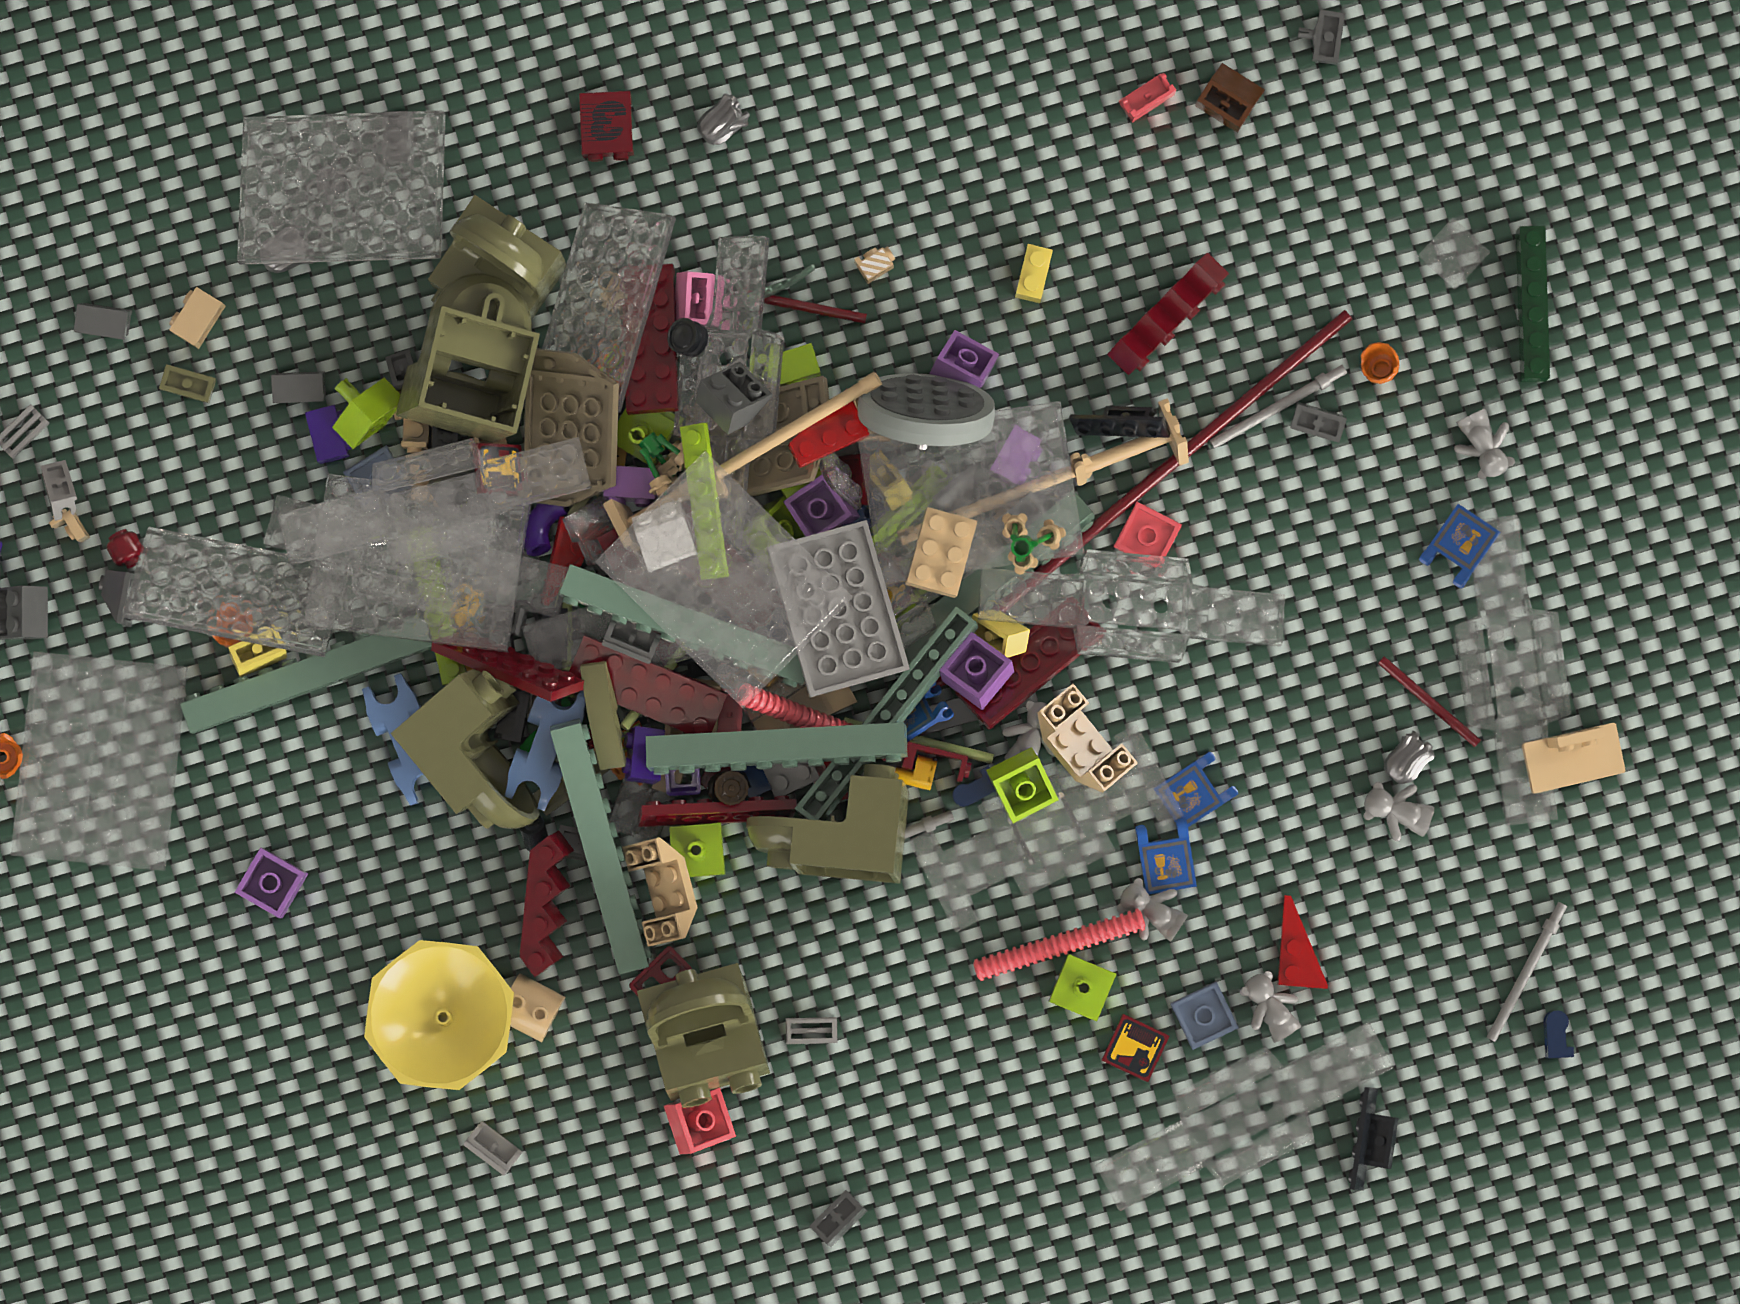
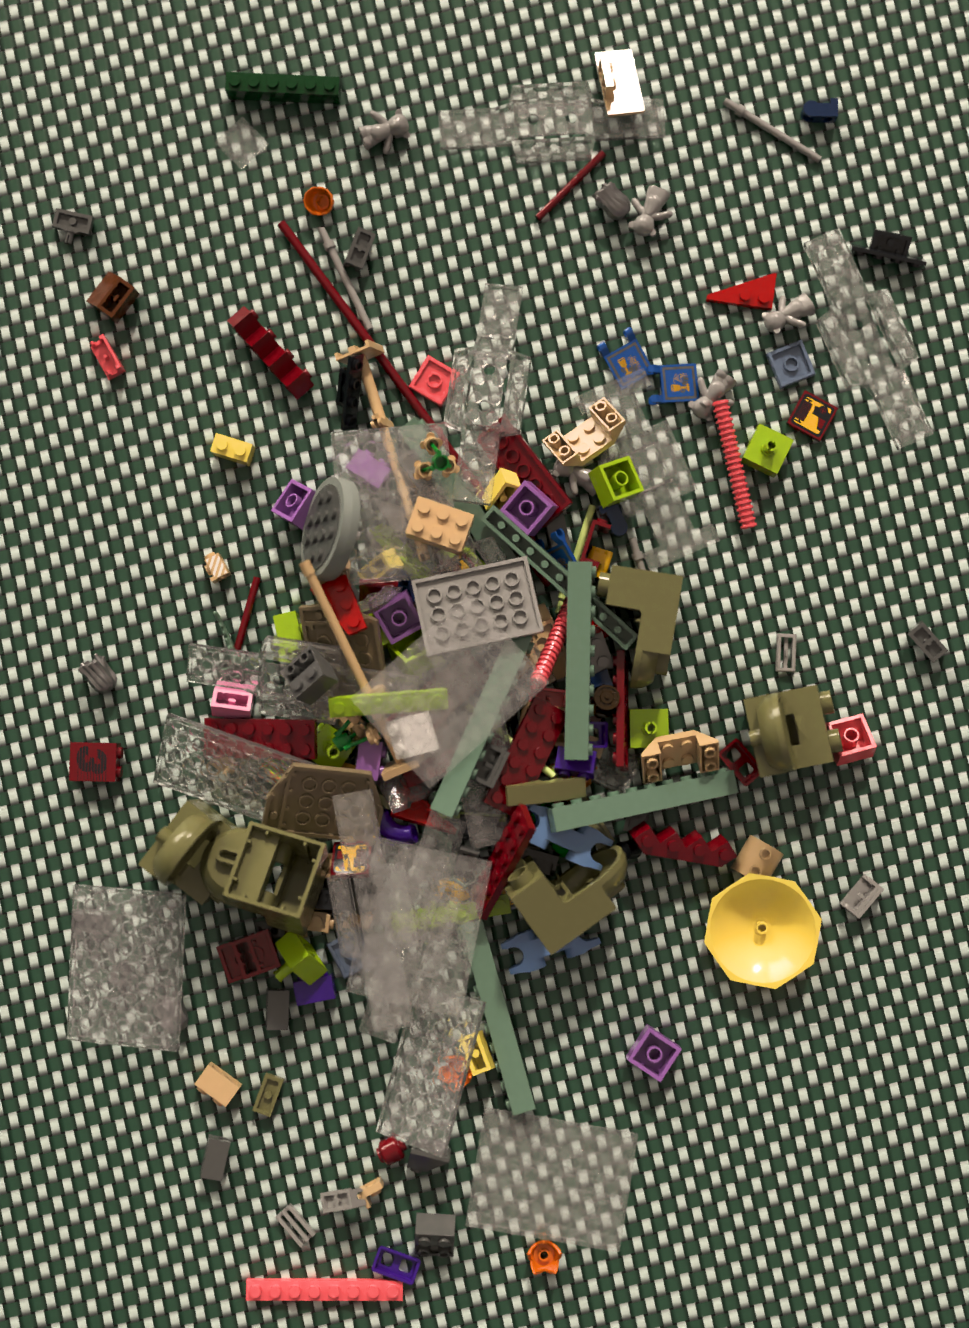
camera: 85 degrees left, 0 degrees up
(365, 345) = (248, 956): none -> dark red bracket
(687, 337) = (261, 708): black wheel -> none
(1463, 541) = (454, 150): blue flag -> none

